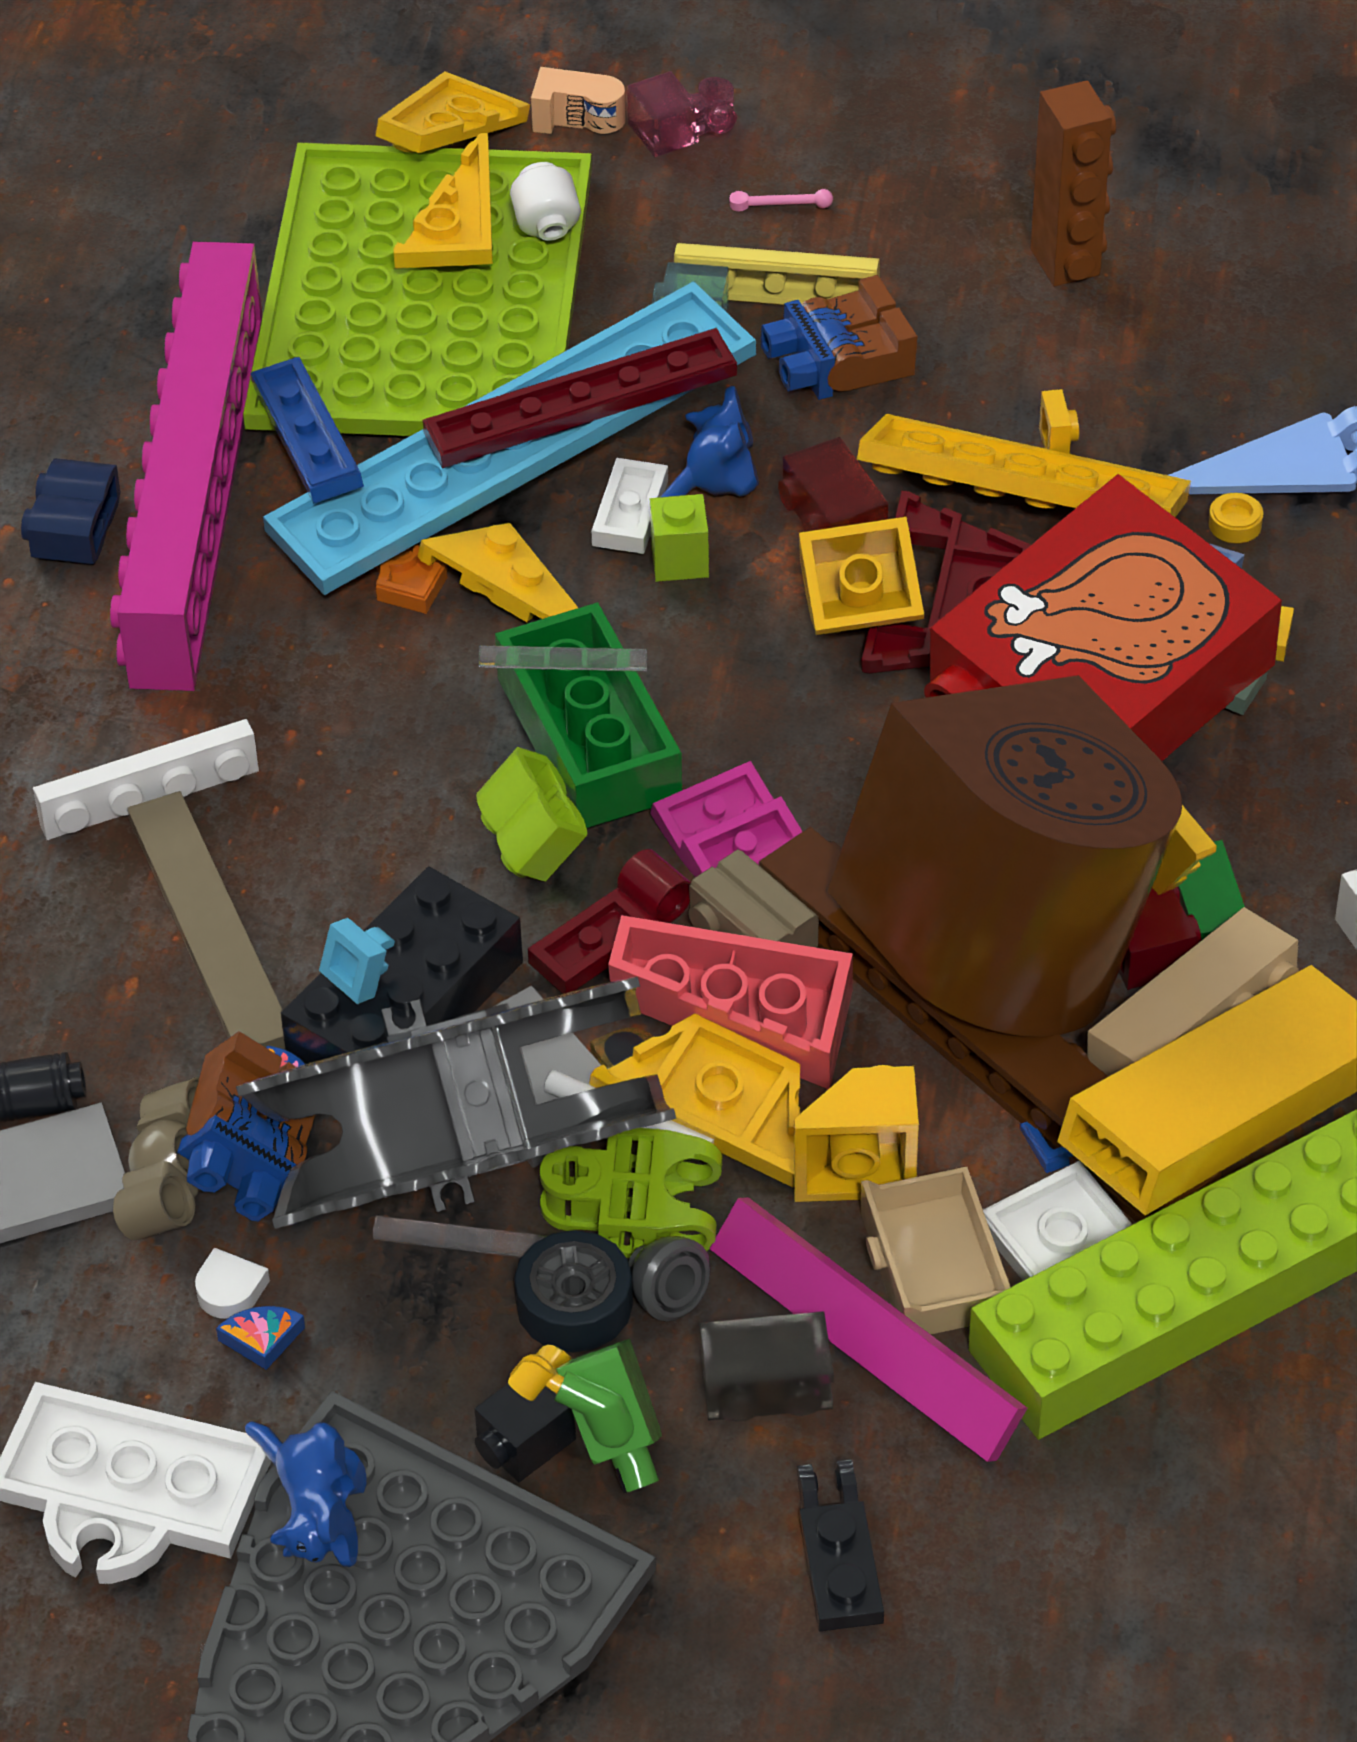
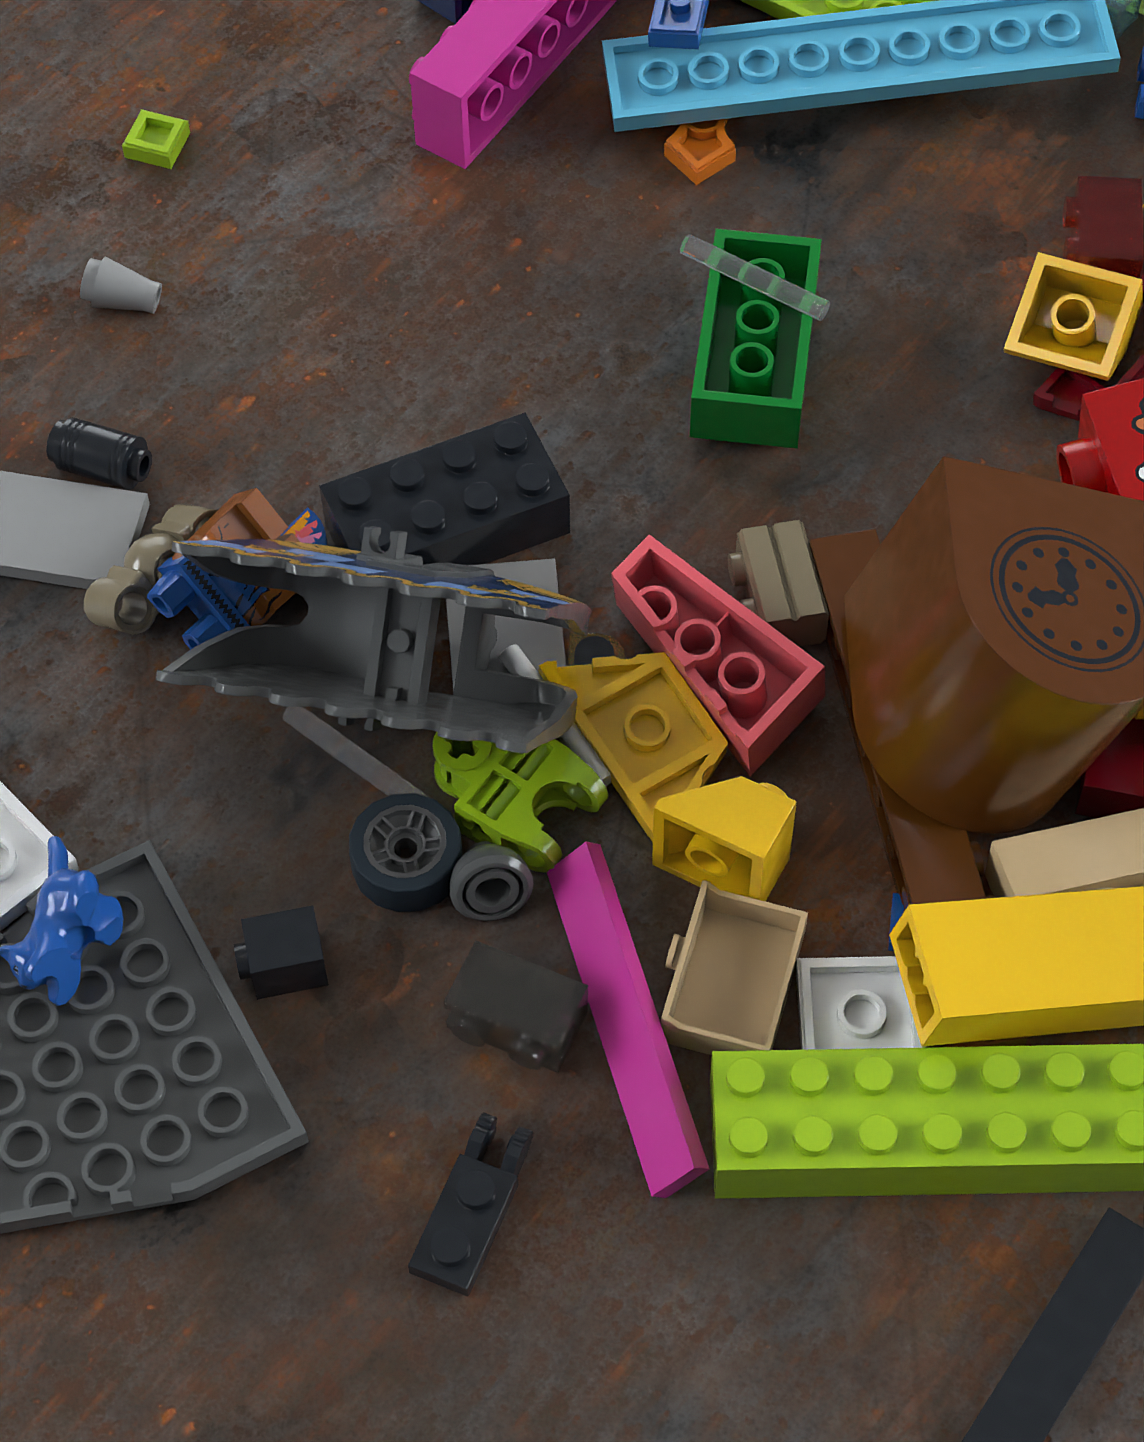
camera: 30 degrees right, 10 degrees up
(179, 766) = (366, 229): white plate -> none
(207, 919) = (336, 377): dark tan tile -> none
(229, 1284) = (142, 702): white tile -> none
(261, 1332) = (139, 758): tile -> none
(355, 958) = (397, 469): medium azure tile -> none
(502, 568) = (778, 172): yellow wing -> none
(530, 815) = (649, 405): lime brick -> none
(579, 397) = (932, 46): dark red tile -> none
(583, 945) = (695, 530): dark red plate -> none
(606, 1400) = (345, 967): bright green torso -> none
(625, 507) = (925, 163): white plate -> none
(679, 537) = (944, 210): lime brick -> none
(720, 452) = (1030, 149): blue animal -> none
(724, 816) = (820, 485): dark pink slope -> none

